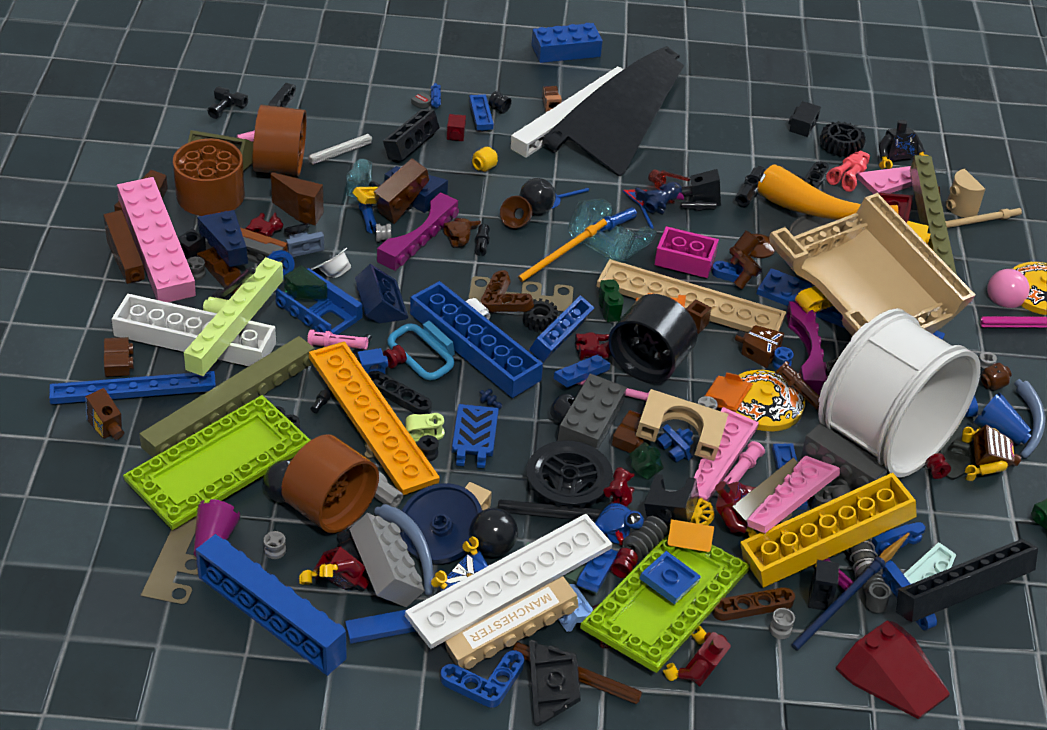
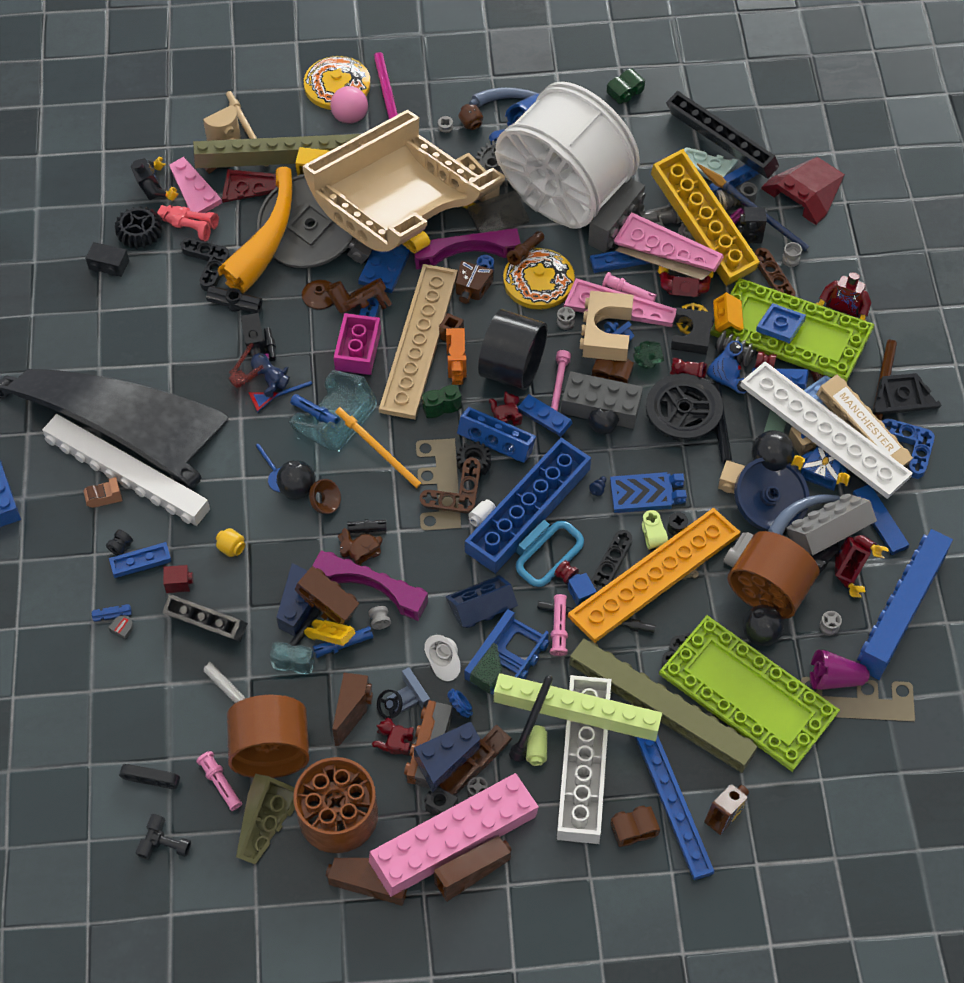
camera: 95 degrees left, 15 degrees up
(729, 391) = (543, 303): orange piece -> none

